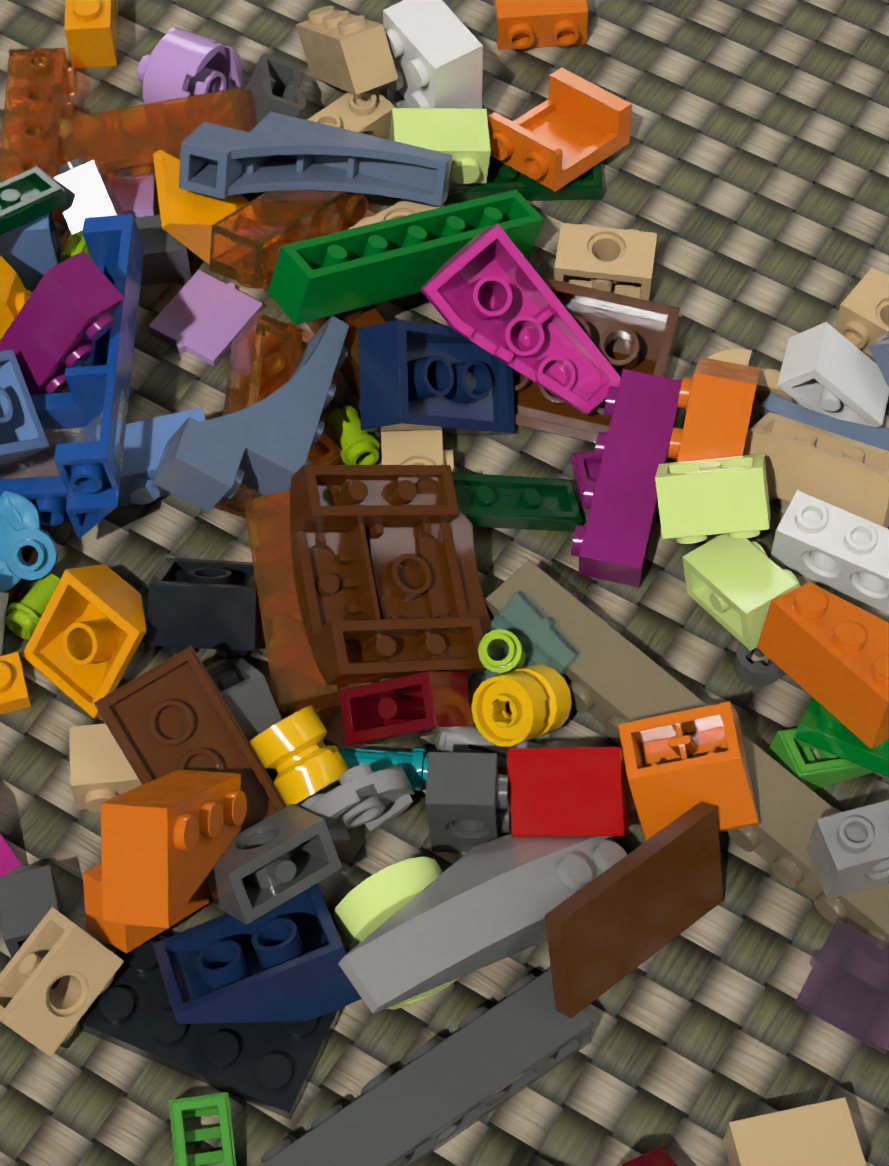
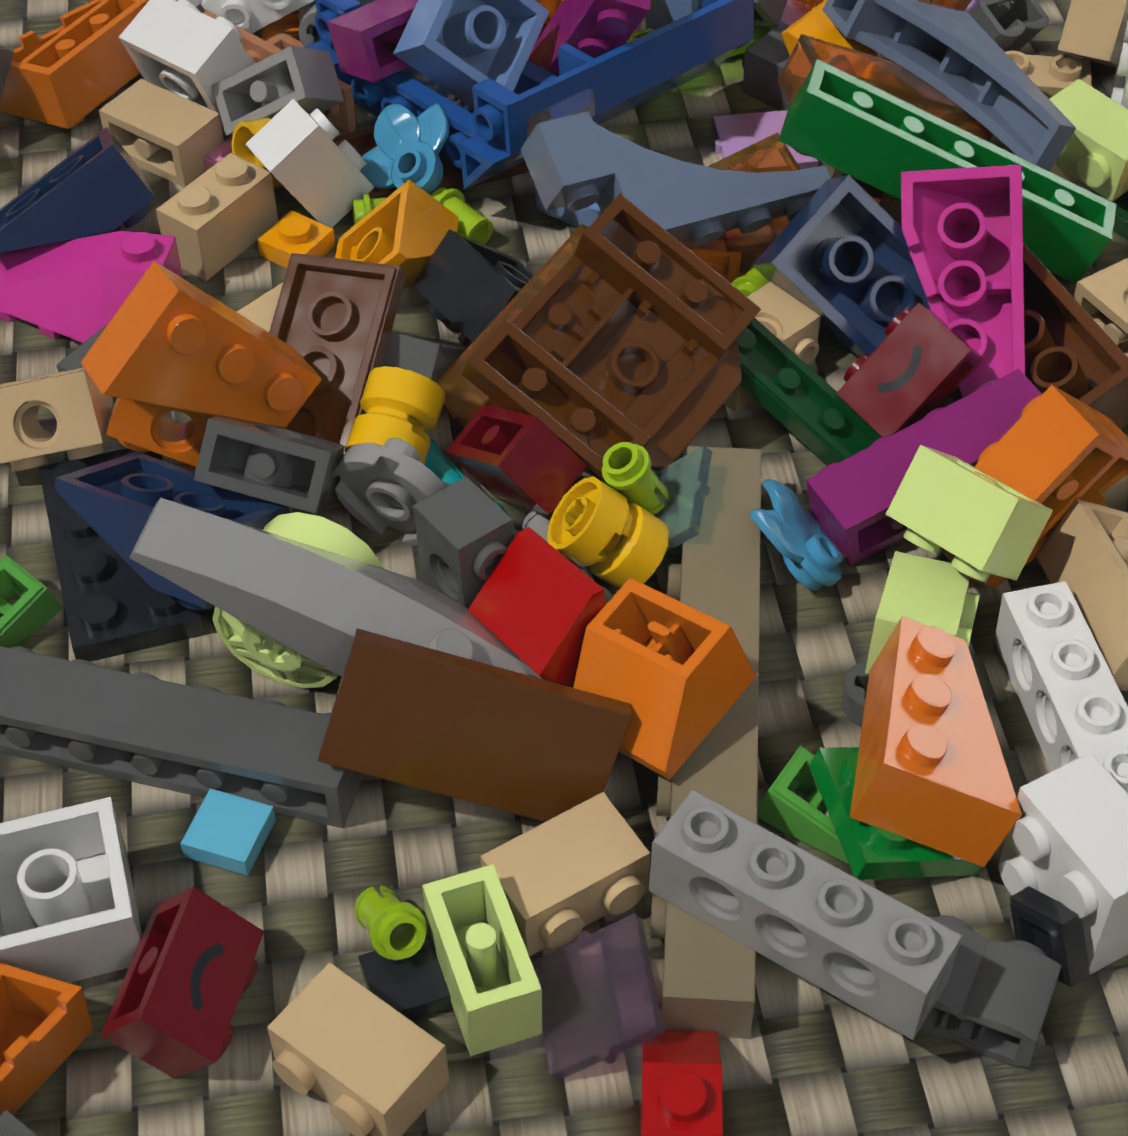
camera: 50 degrees right, 10 degrees down
(77, 557) = (469, 221): none -> lime pin
(540, 1116) = (228, 831): none -> medium azure tile
(549, 427) = (908, 372): none -> dark red brick
(624, 603) = (799, 538): none -> dark azure plate
(712, 1065) = (393, 926): none -> lime pin
(749, 1087) = (408, 985): none -> black tile
(758, 937) = (571, 872): none -> tan brick
(792, 1031) = (483, 960): none -> yellowish green brick

